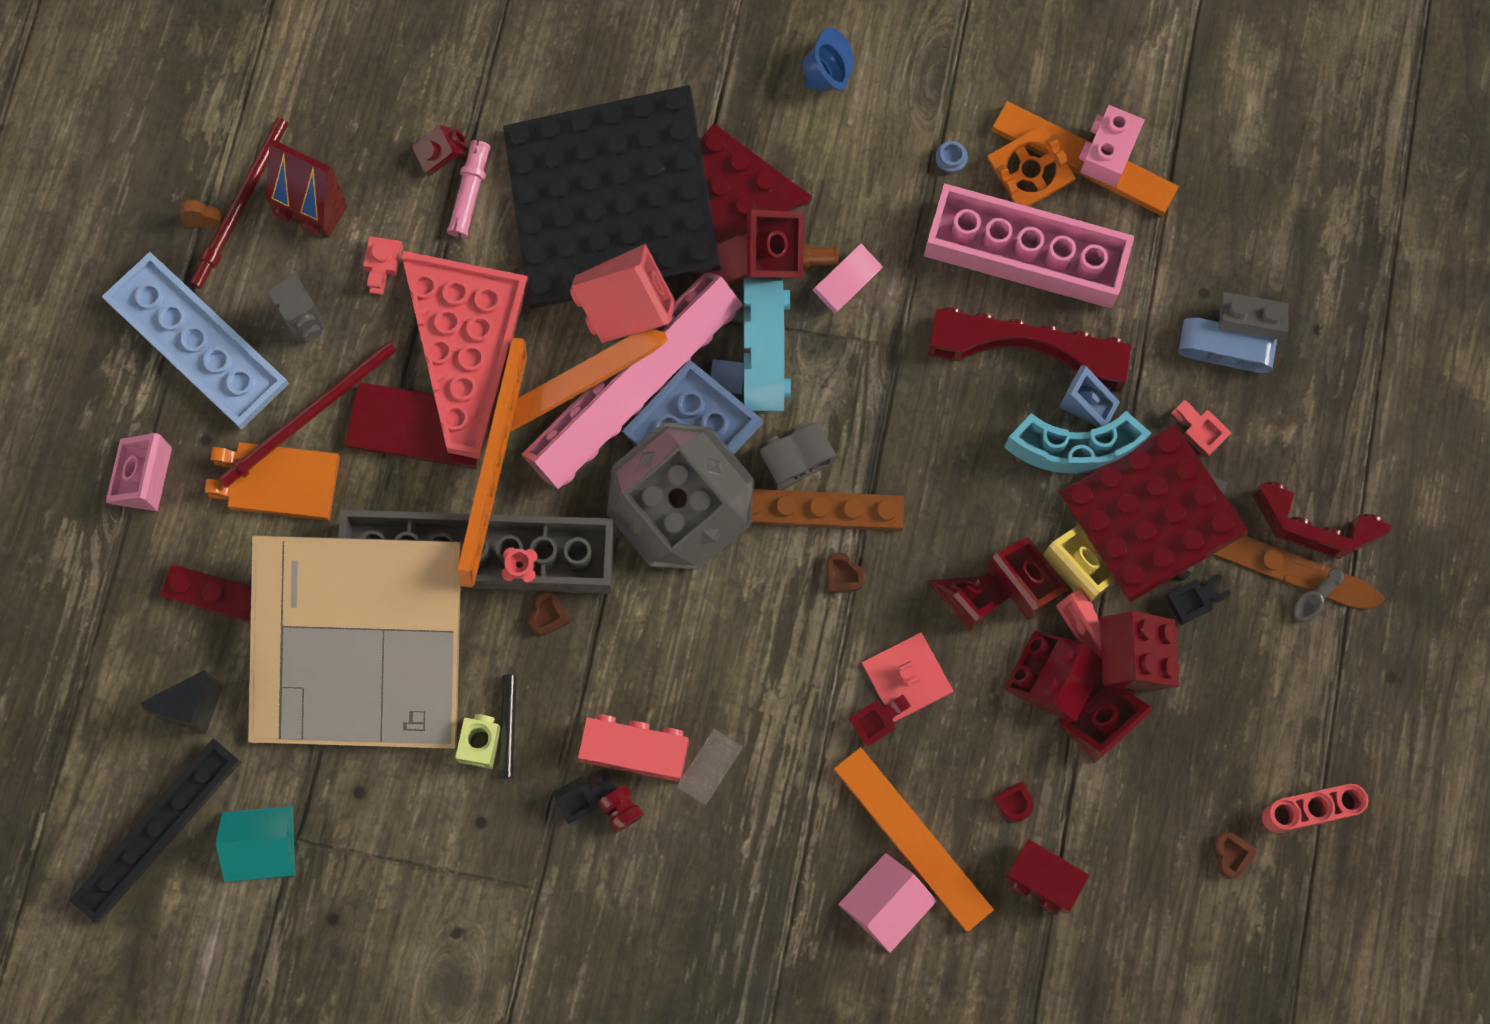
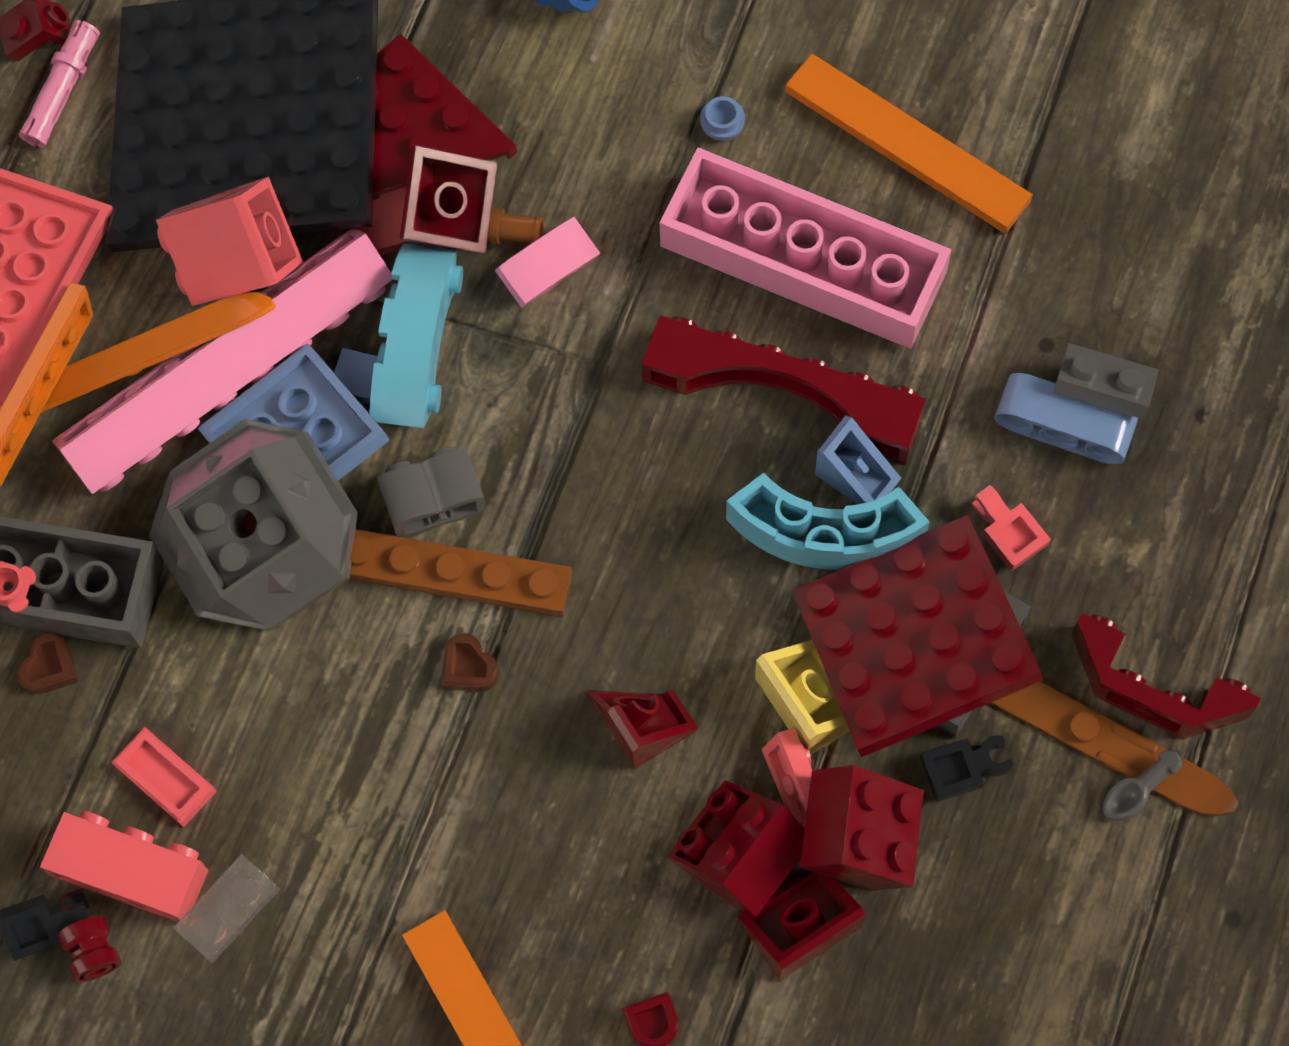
camera: 15 degrees right, 5 degrees down
(645, 682) = (164, 777): none -> coral tile
(875, 721) = (473, 875): dark red plate -> none
(908, 671) = (532, 822): coral piece -> none
(1027, 577) = (726, 702): dark red slope -> none
(1041, 137) = (842, 103): orange piece -> none
(1112, 145) = (942, 127): bright pink brick -> none

